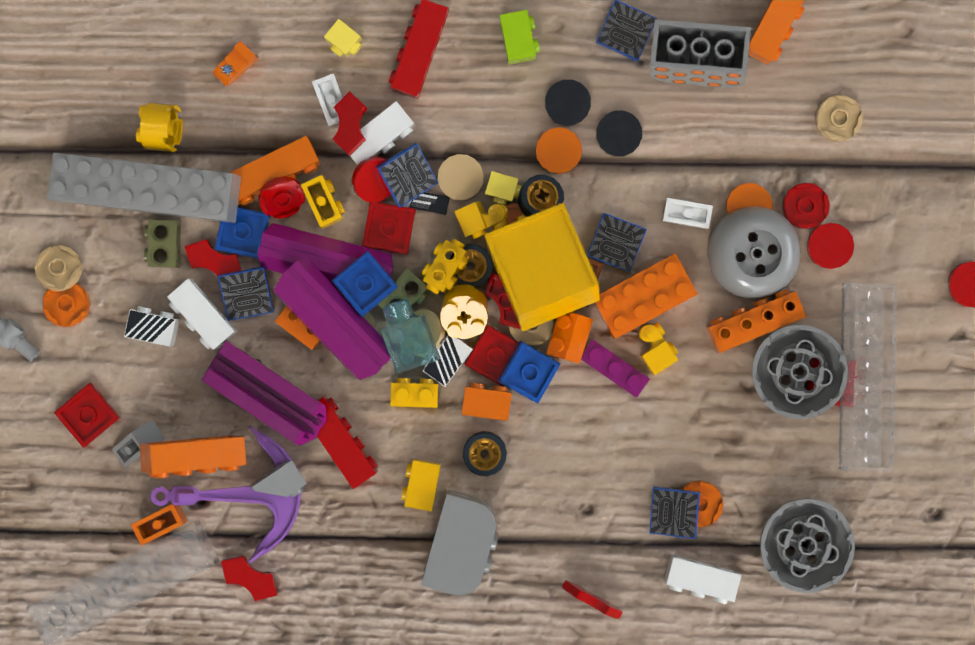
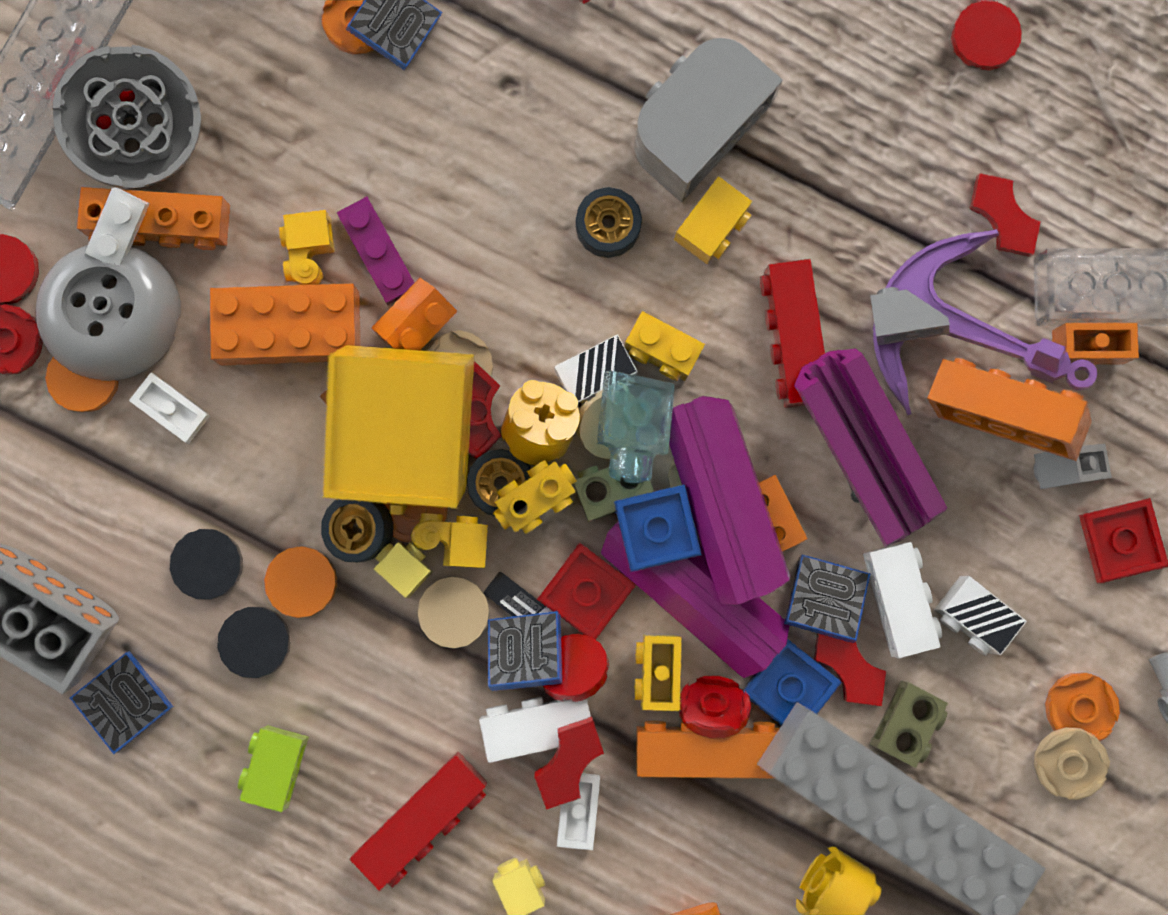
camera: 165 degrees left, 5 degrees down
(486, 402) = (571, 287): orange brick -> none
(491, 354) = (527, 344): red tile -> none
(529, 372) = (494, 301): blue tile -> none
(616, 242) = (285, 417): tile -> none
(770, 302) = (117, 227): none -> white plate

